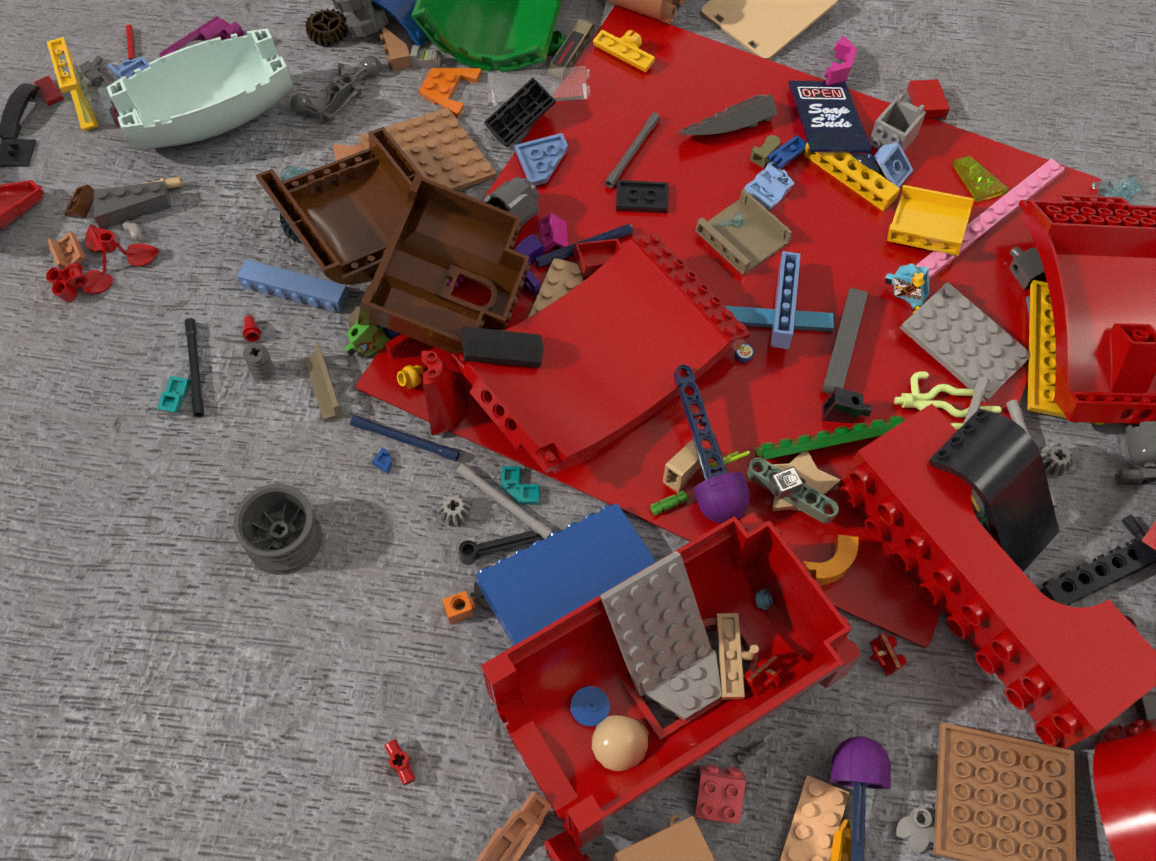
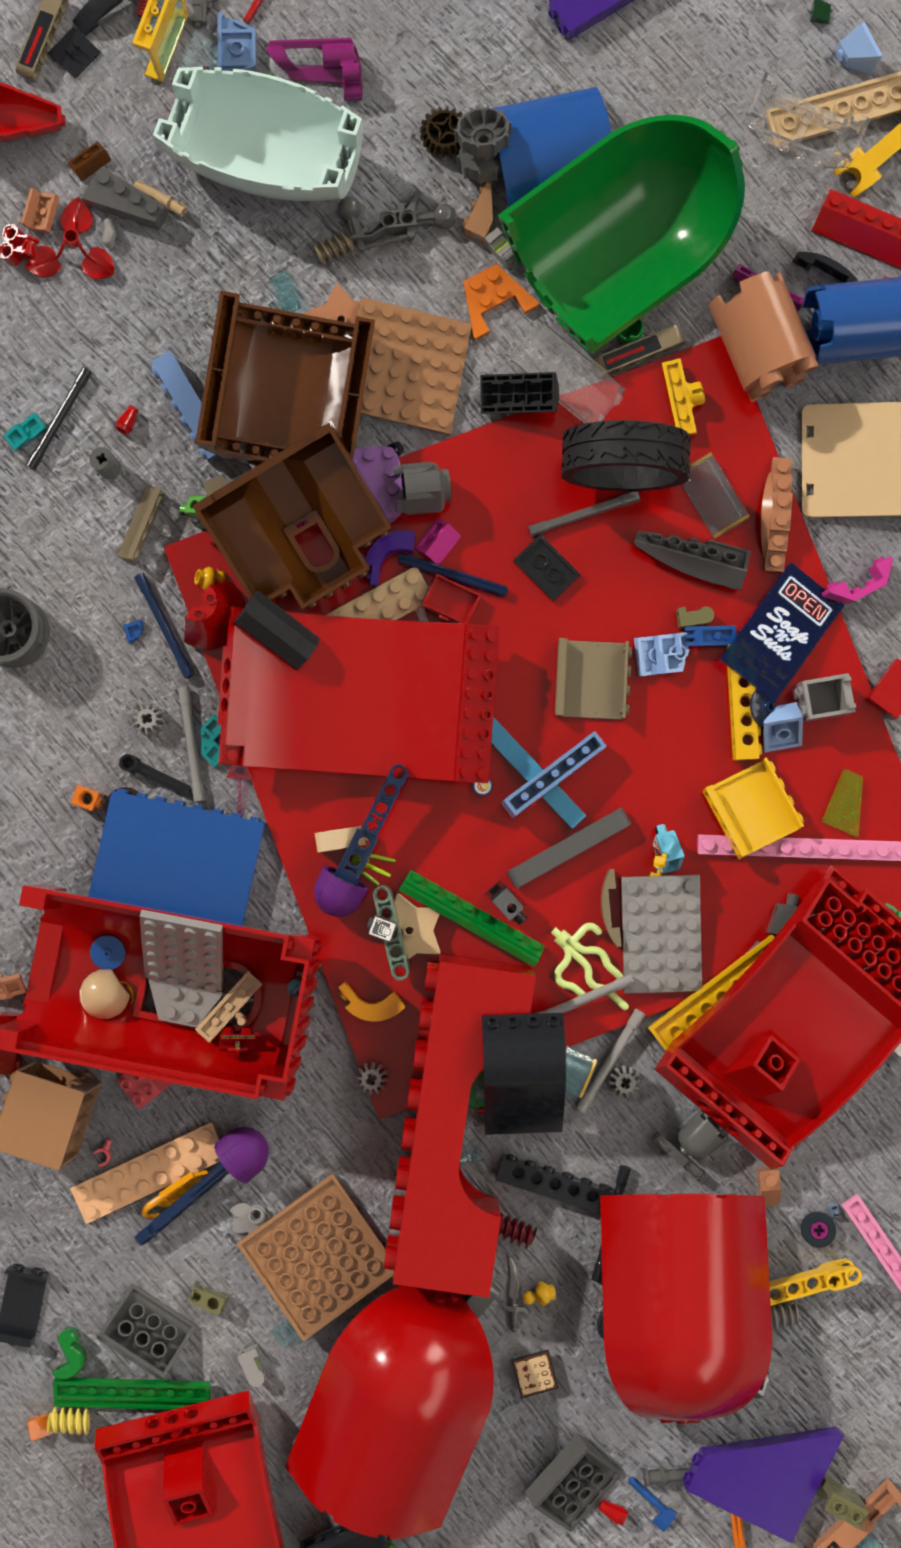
camera: 45 degrees right, 25 degrees up
(310, 129) = (334, 248): none -> dark tan piece
(541, 157) = (498, 454): medium blue plate -> none
(559, 488) = (239, 772): none -> clear pink piece
(613, 60) = (626, 455): none -> black tyre
(669, 502) = (304, 855): bright green axle -> none
(701, 83) = (714, 496): none -> clear light blue slope
(736, 221) = (596, 664): clear light blue hand -> none
(754, 64) = (776, 514): none -> nougat piece
(884, 653) = (342, 1097): red hips -> none
(898, 617) = (378, 1080): none -> light grey gear
(914, 358) = (609, 883): none -> dark tan slope

